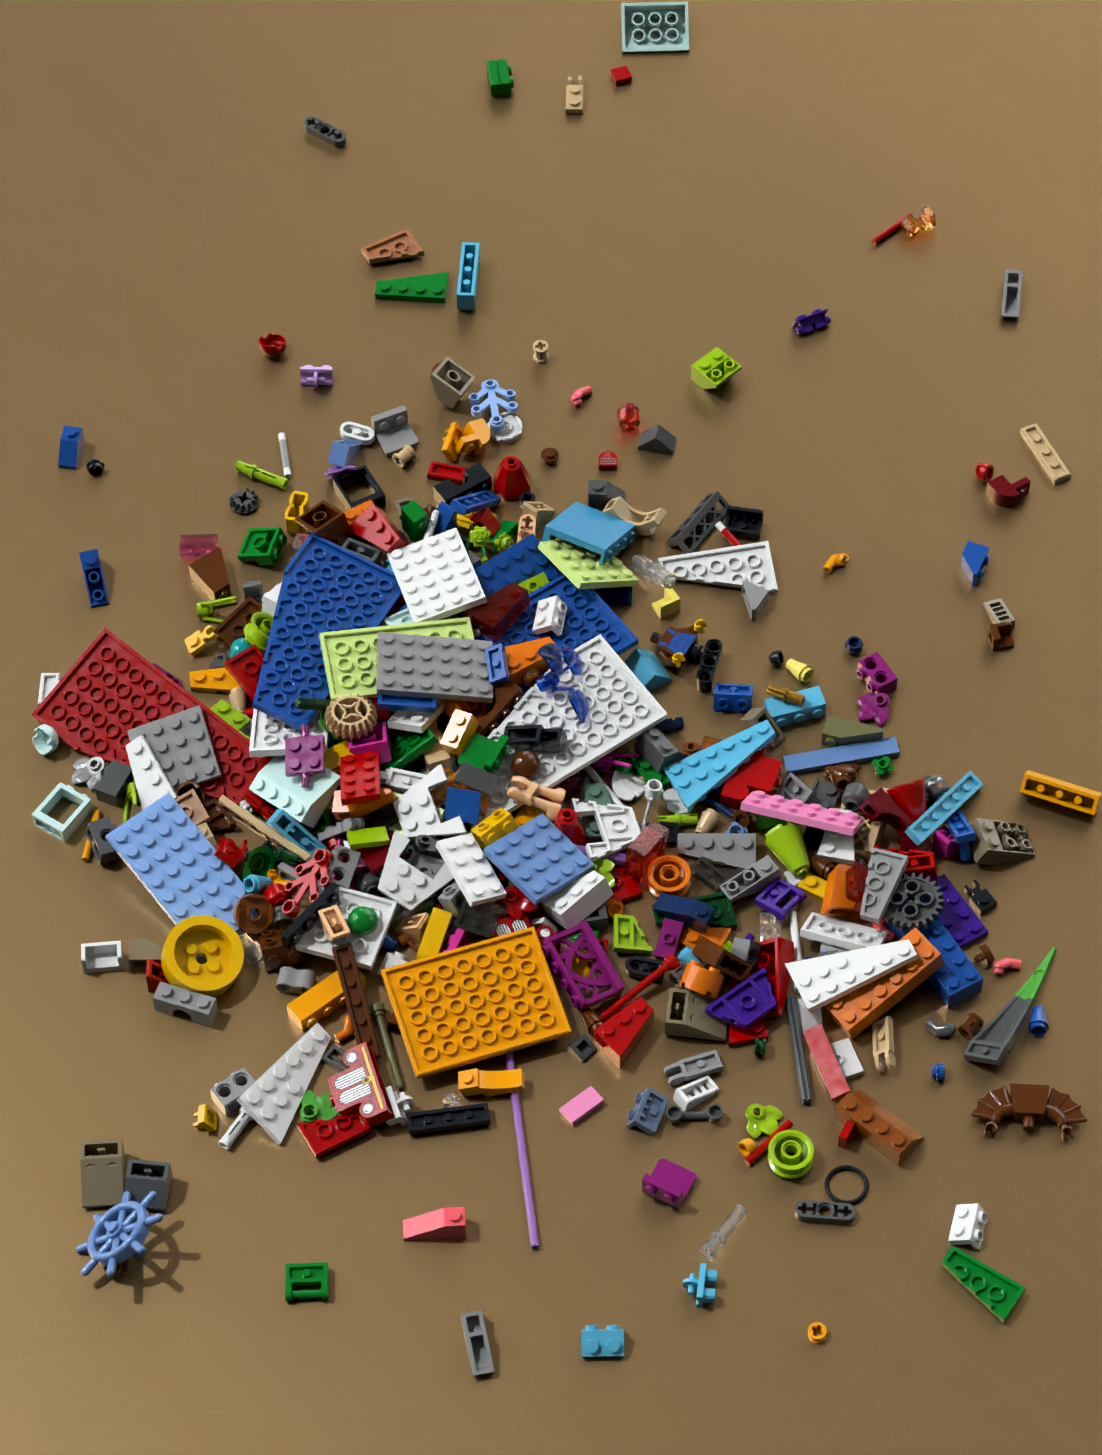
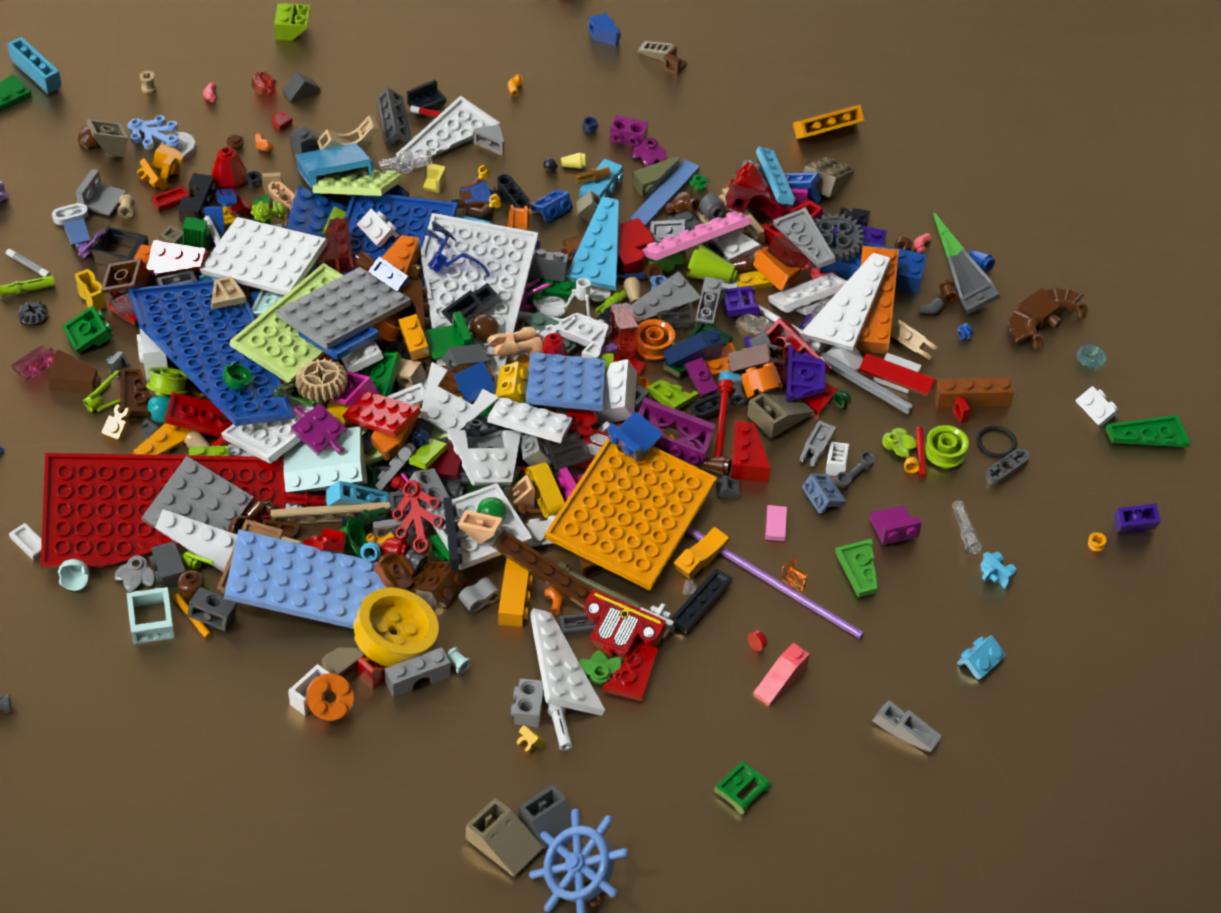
camera: 50 degrees left, 5 degrees down
(112, 808) = (189, 583): none -> reddish brown head
(115, 971) = (342, 702): none -> orange wheel
(219, 785) = (260, 506): none -> reddish brown arm
(224, 1018) = (458, 660): none -> light aqua bush
(291, 666) = (236, 376): none -> green hair
(373, 820) = (420, 437): none -> dark blue plate
(376, 589) = (226, 293): none -> tan wing
(450, 1183) = (757, 640): none -> red tile
(506, 636) = (364, 261): none -> reddish brown cone
(531, 945) = (634, 436): none -> blue bracket
(539, 1153) = (792, 576): none -> clear orange bracket
(567, 472) = (263, 145): none -> orange arm
(599, 1192) = (858, 565): none -> bright green wing
(676, 694) = (519, 218): none -> orange wheel
(867, 1340) = (1137, 518): none -> dark purple brick
(1018, 1171) = (1093, 351): none -> clear light blue gear

